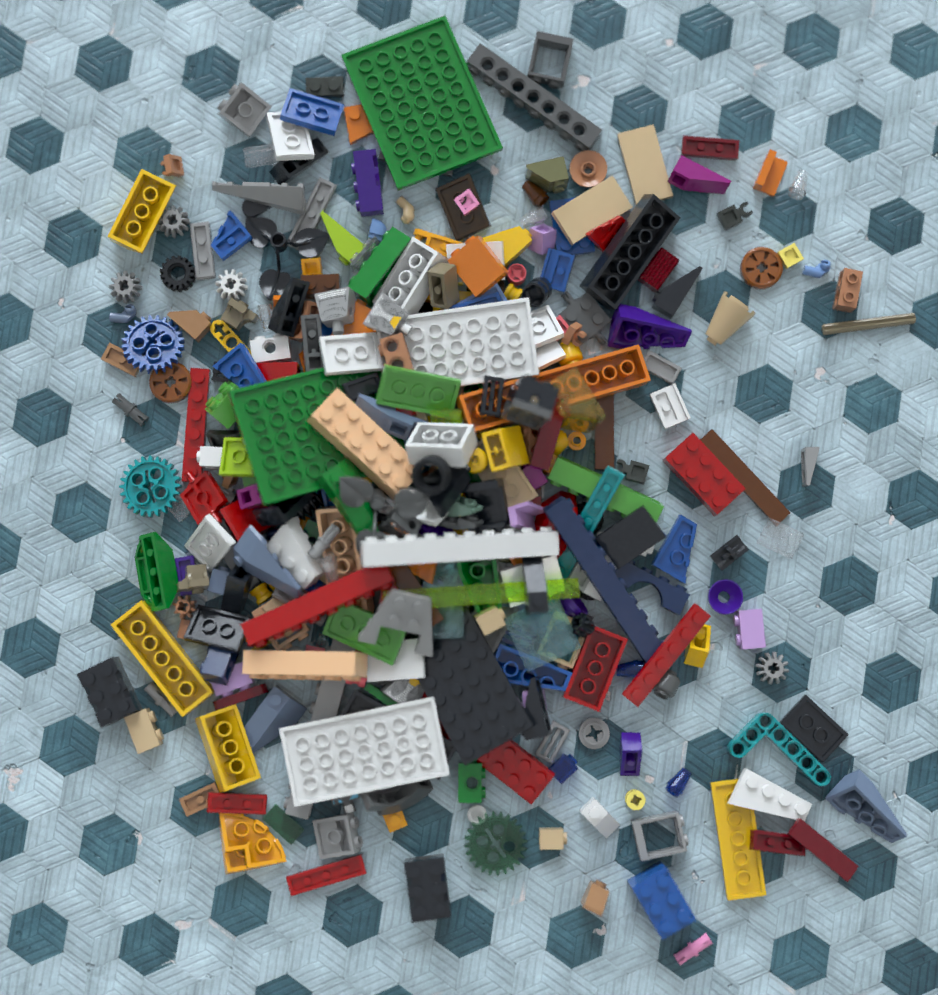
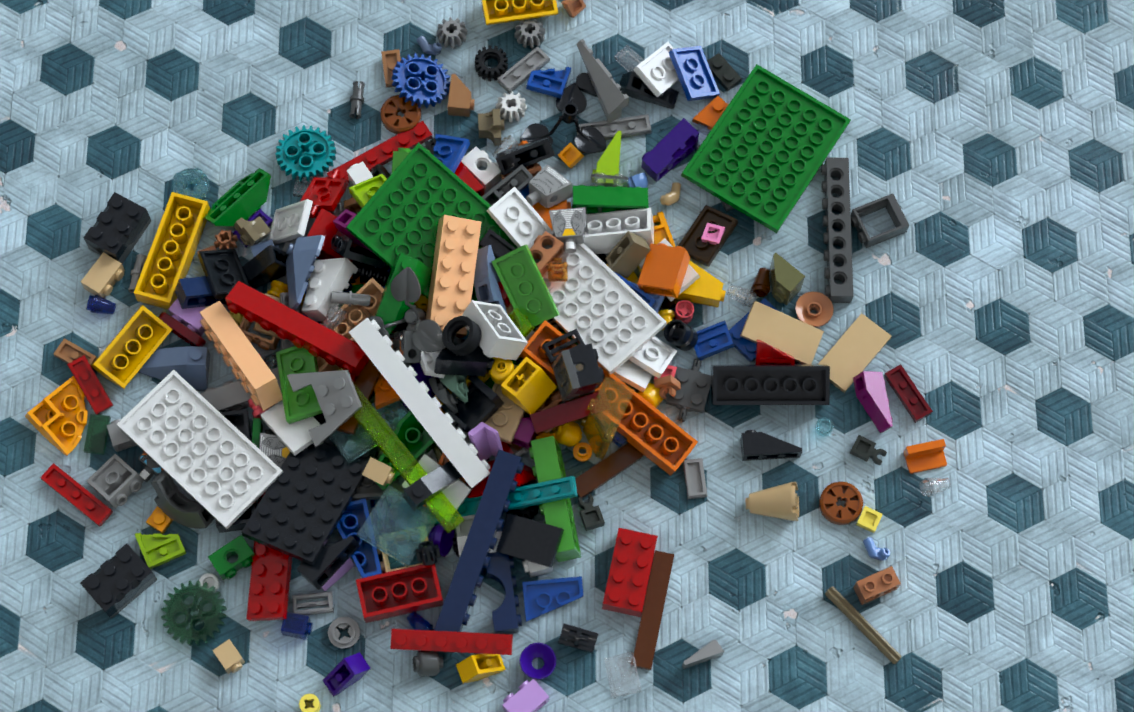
camera: 55 degrees right, 15 degrees down
(105, 593) = (193, 176): none -> clear light blue plate
(169, 749) = (100, 305): none -> clear blue cone
(226, 329) = (472, 131): yellow beam -> none
(243, 109) = (658, 24): light grey plate -> none
(321, 283) = (563, 167): reddish brown brick -> none
(420, 353) = (557, 270): none -> clear orange tile
(420, 835) = (160, 548): none -> lime wing
(542, 238) = (730, 311): lavender panel -> none
(599, 817) = (273, 685): white slope -> none
(635, 326) = (716, 443): dark purple wedge -> none
(658, 270) = (774, 419): dark red brick -> none
(669, 406) = (667, 507): white plate -> none
(684, 236) = (821, 432): none -> clear light blue bush

